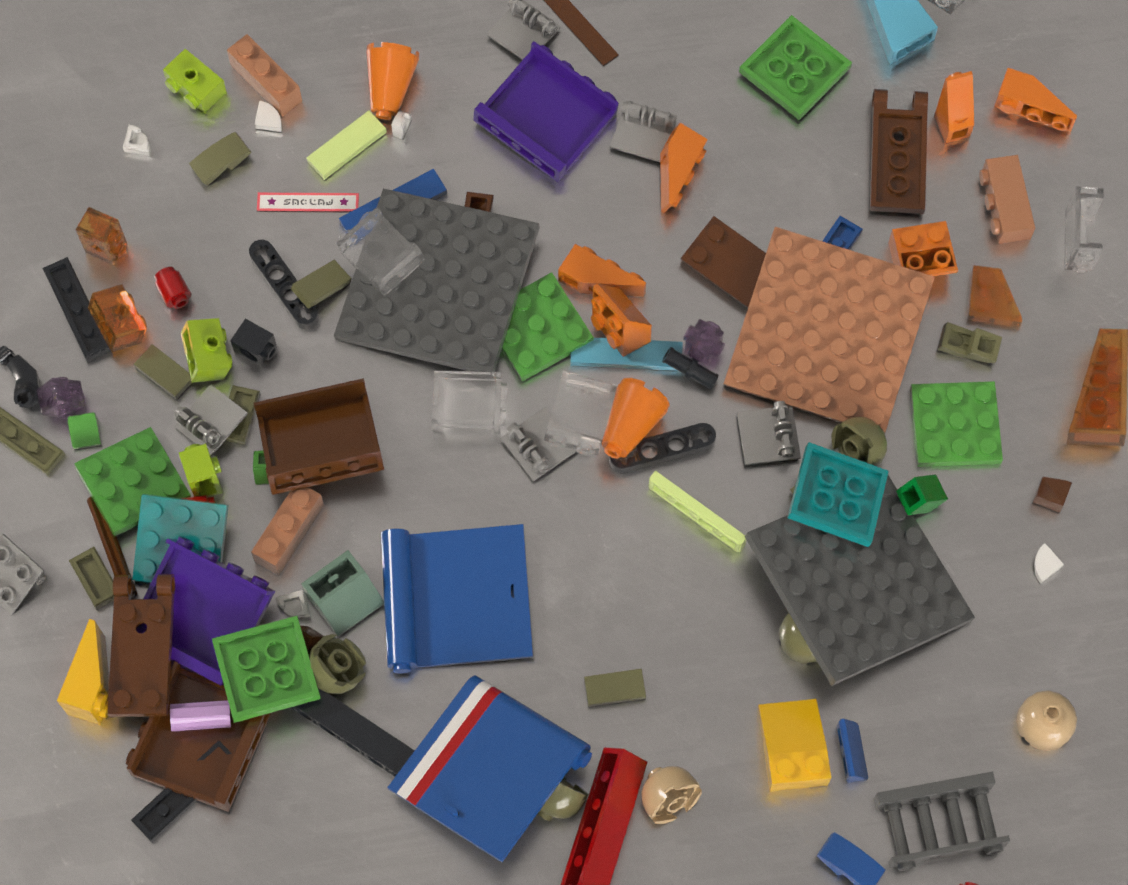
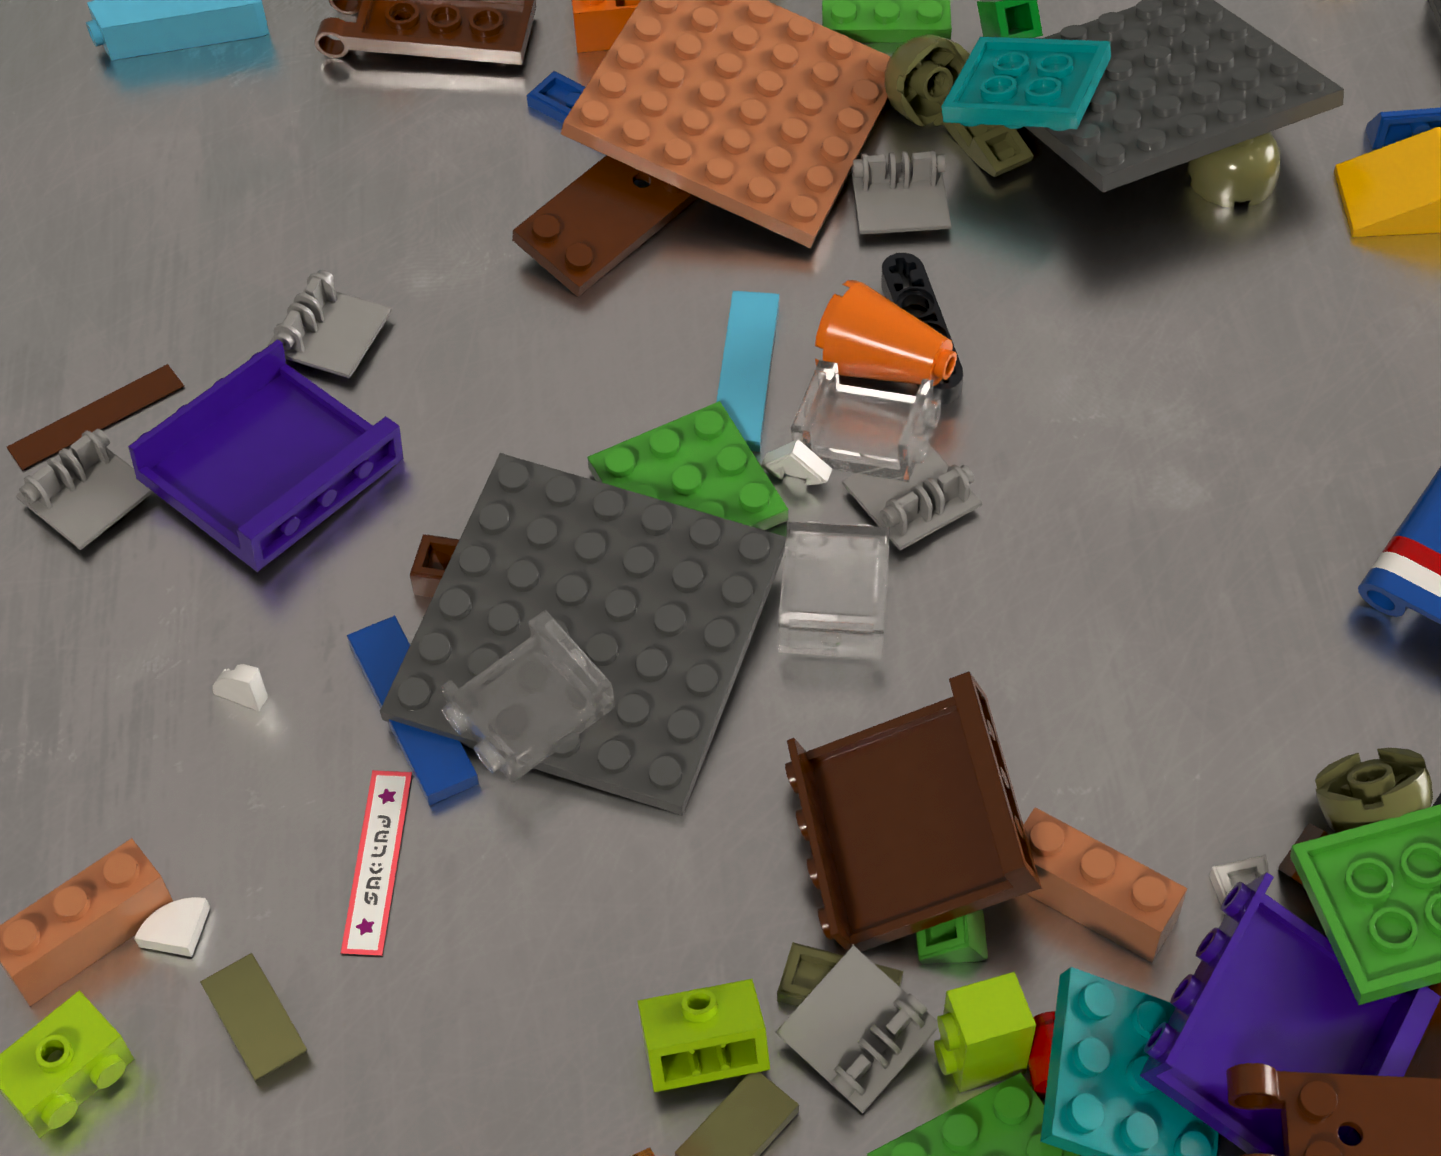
camera: 85 degrees left, 15 degrees down
(172, 287) = (549, 1107): red brick -> none
(254, 342) = (688, 946): black brick -> none
(281, 285) = (564, 907): black beam -> none
(321, 284) = (571, 823): olive tile -> none
(342, 593) = (1217, 793): sand green slope -> none
(346, 145) = (266, 785): yellowish green tile -> none
(389, 76) = (141, 691): orange cone -> none
(454, 598) = (1207, 622): blue door -> none
(553, 382) = (797, 461): none -> white tile
(584, 269) = (594, 404): orange slope -> none
(615, 687) = (1349, 405): olive tile -> none
(619, 319) = (699, 355): orange slope -> none
(676, 163) = (409, 278): orange slope -> none
(690, 368) = (784, 277): black pin -> none
(697, 512) = (1038, 282): yellowish green tile -> none
(704, 341) = (739, 255): clear purple brick -> none
(795, 67) = (252, 131): bright green plate -> none

